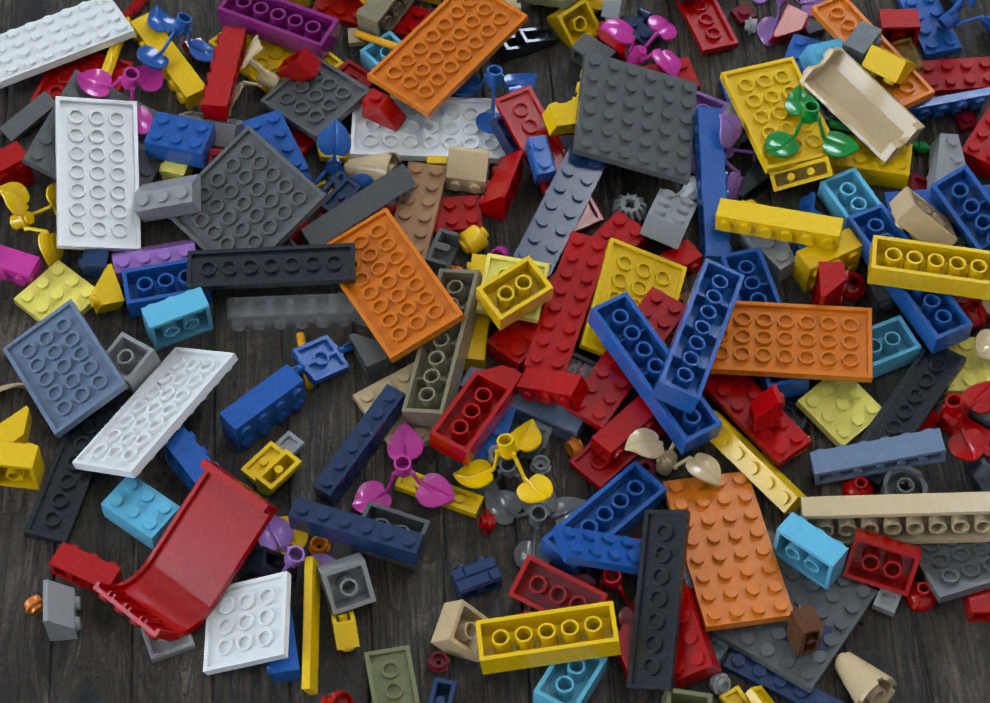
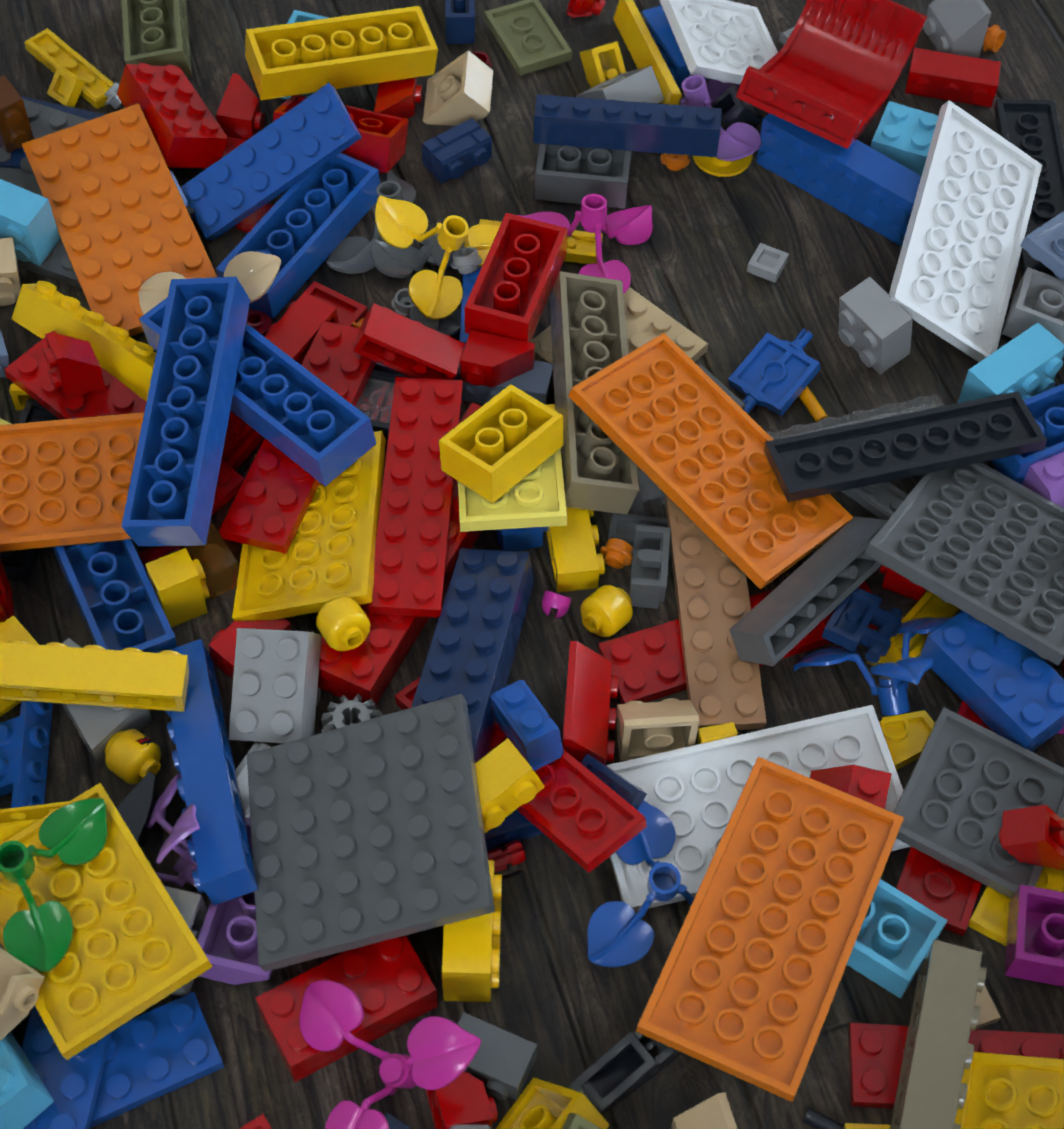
camera: 165 degrees right, 0 degrees up
(249, 367) = (874, 326): none -> light grey brick
(263, 408) = (820, 281): blue brick -> none
(271, 468) = (775, 220): yellow brick -> none
(360, 445) = (665, 261): dark blue brick -> none
(372, 165) = (814, 691): tan cone -> none
(375, 39) = (904, 938): light orange bar -> none
(487, 522) = (463, 212): red plate -> none
(627, 229) = (343, 623): none -> yellow head
(658, 600) = (204, 116): black plate -> none

